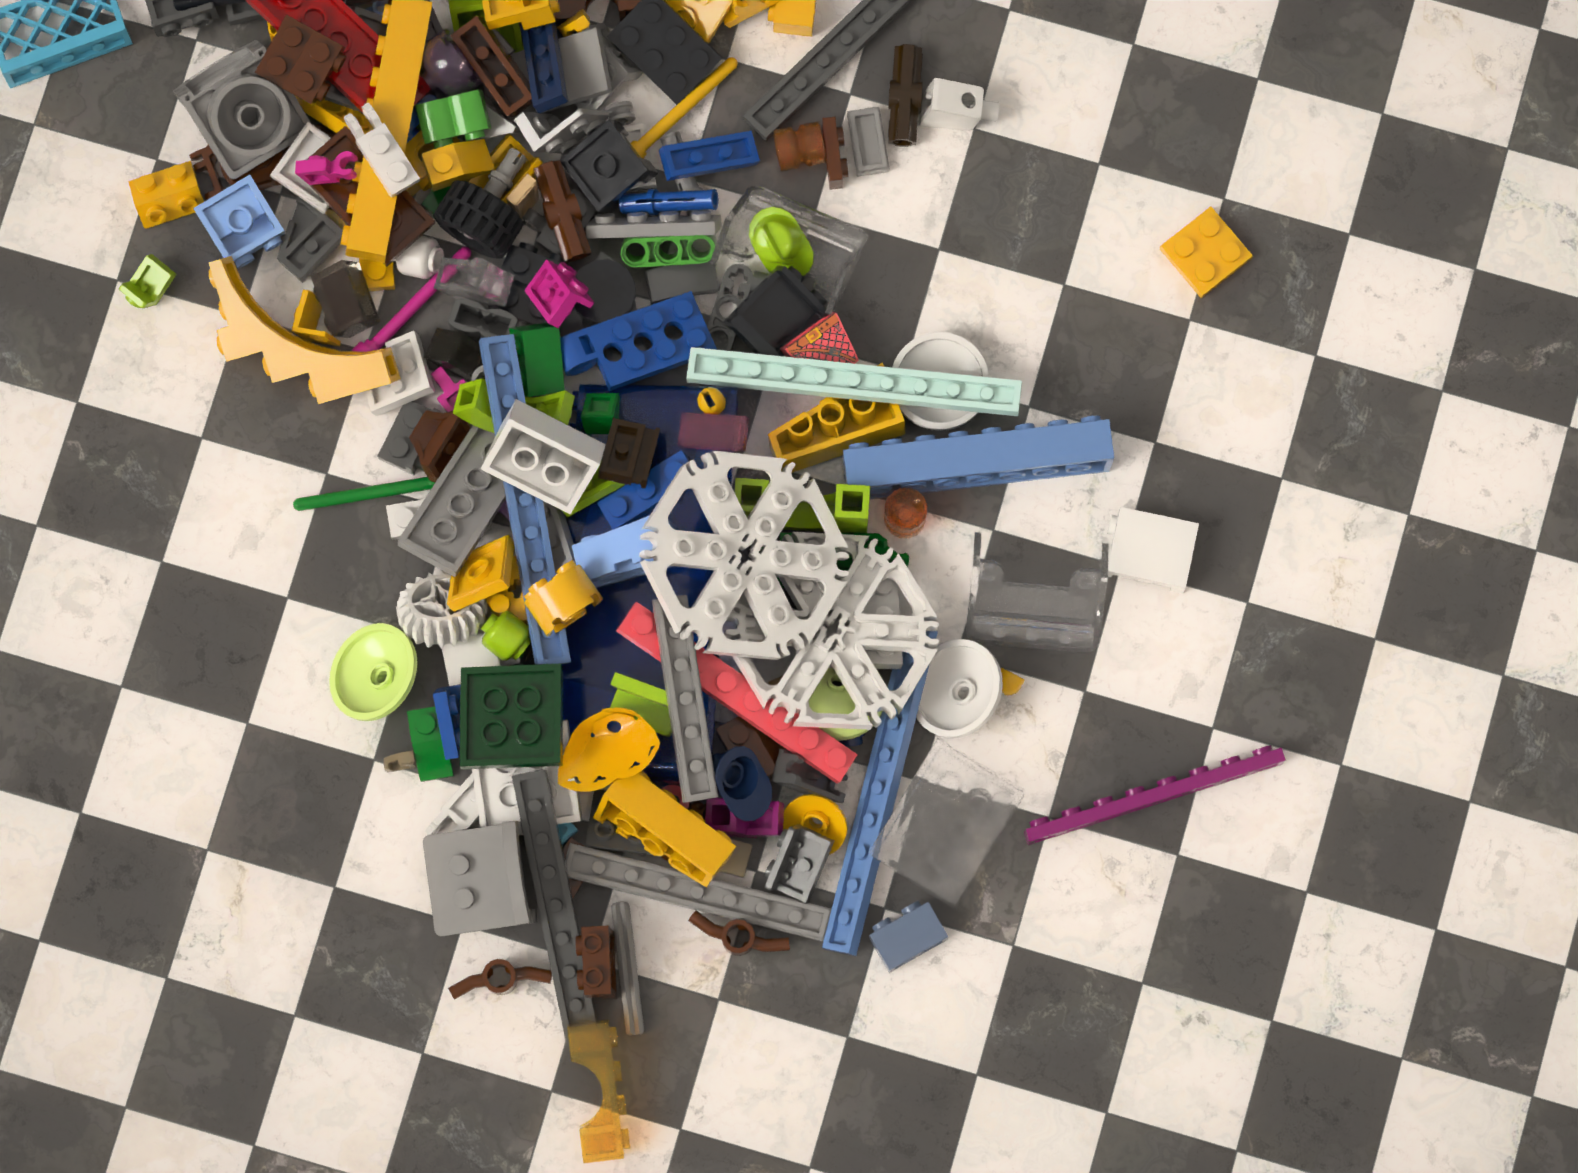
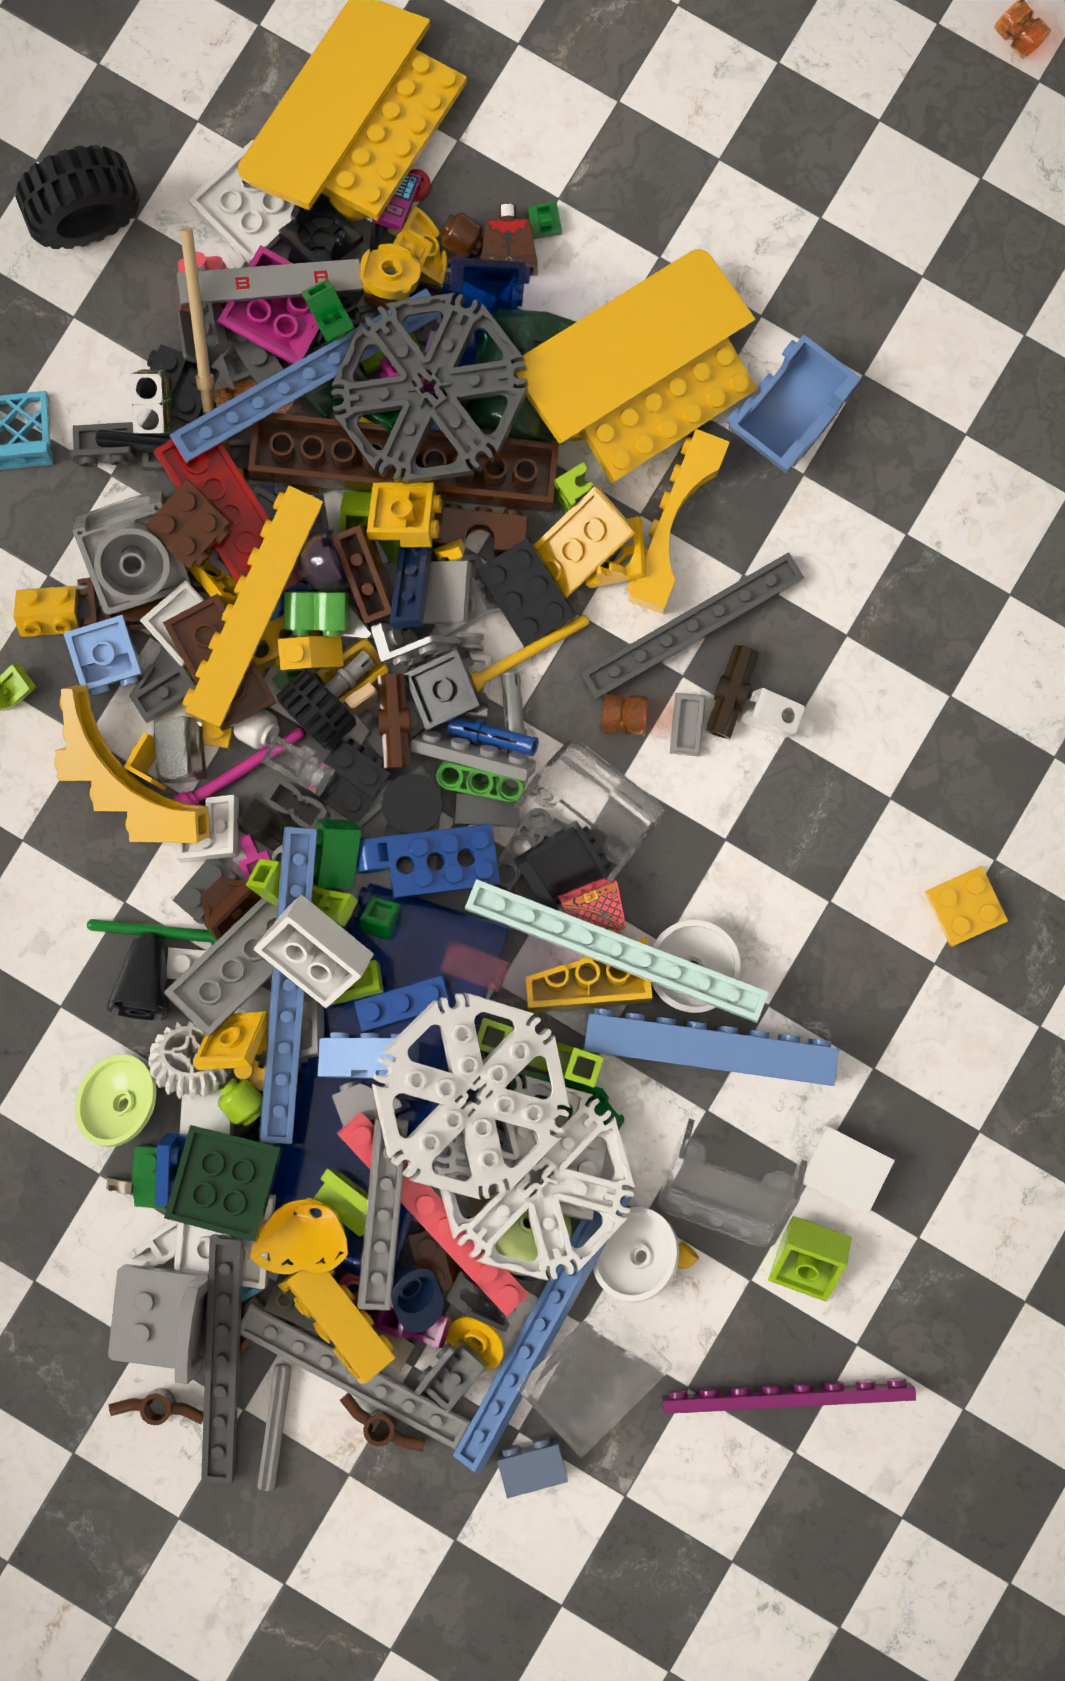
camera: 15 degrees right, 5 degrees up
(322, 171) = (181, 631): dark pink plate -> none
(369, 547) = (142, 981): none -> black cone
(383, 153) = (240, 632): white hinge -> none
(556, 292) = (369, 797): dark pink bracket -> none
(562, 599) = (295, 1091): yellow brick -> none
(592, 1047) = (220, 1501): clear yellow arch -> none
(599, 963) = (246, 1424): reddish brown plate -> none
(625, 592) = (360, 1097): none -> light grey slope
(629, 453) = (393, 966): dark brown plate -> none
(709, 155) = (540, 703): blue plate -> none
(717, 397) = (487, 937): yellow hinge -> none
(780, 240) = (584, 798): lime piece -> none
(836, 166) = (653, 742): reddish brown plate -> none
(905, 513) = (631, 1078): clear orange wheel -> none
(1139, 650) = (810, 1258): none -> lime slope

